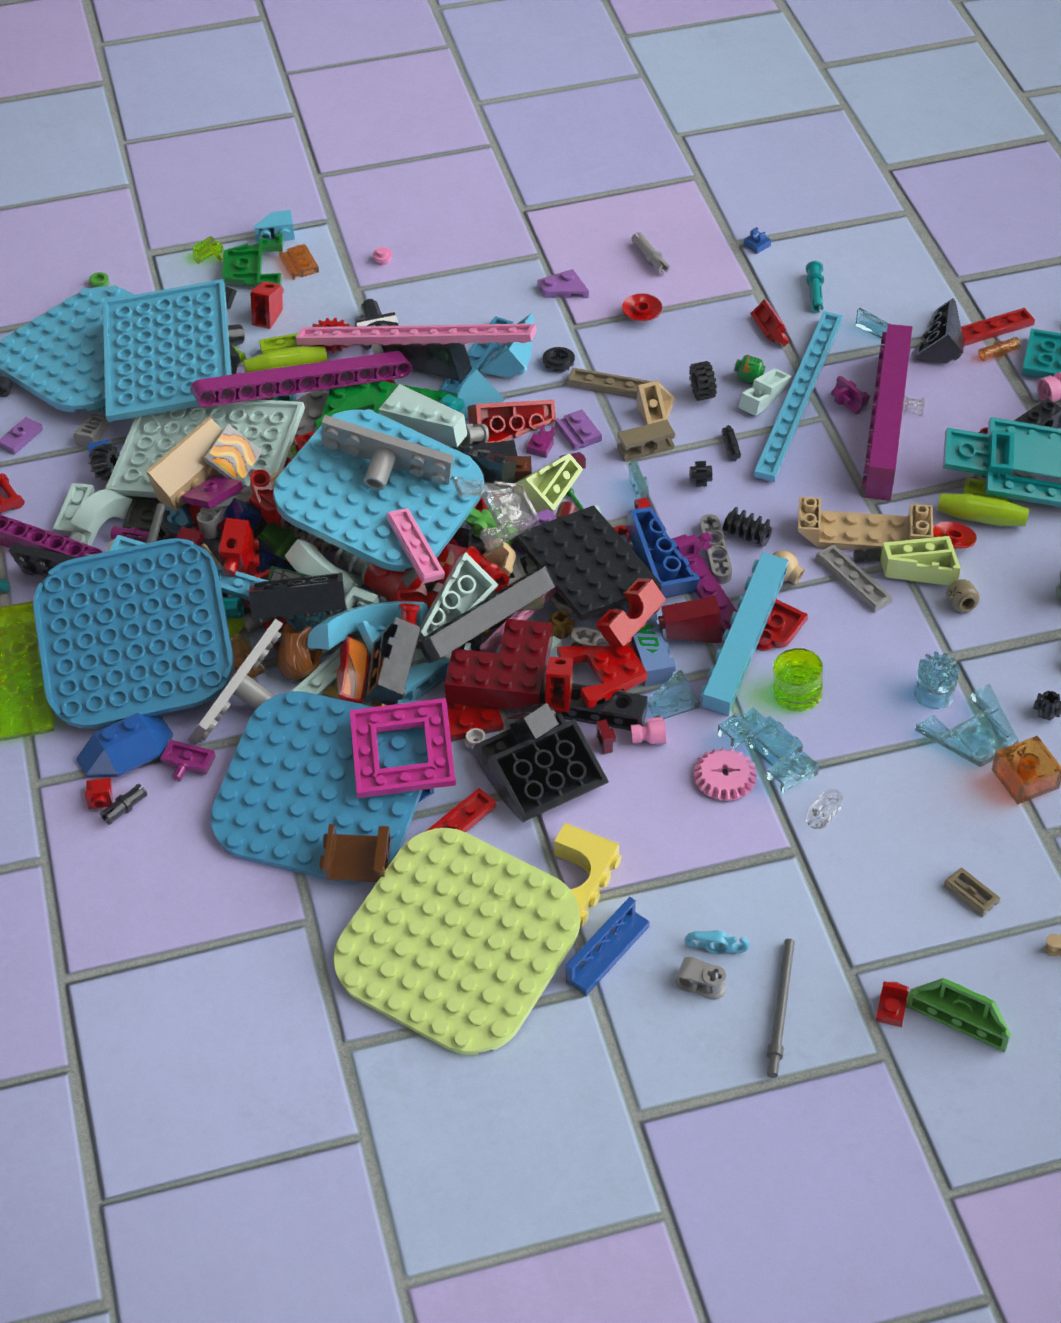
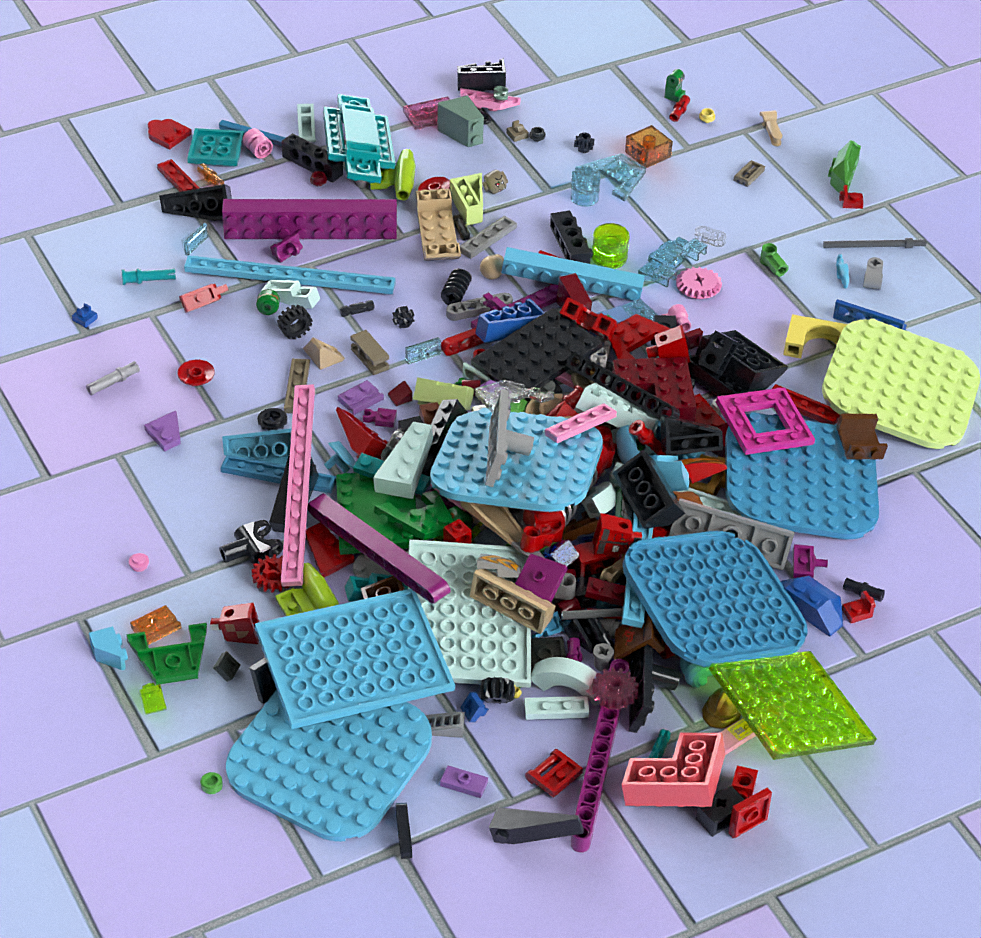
camera: 105 degrees left, 5 degrees down
(55, 535) = (615, 689): none -> clear pink gear
(754, 863) = (770, 258): none -> bright green piece
(839, 649) = (570, 237): none -> black brick

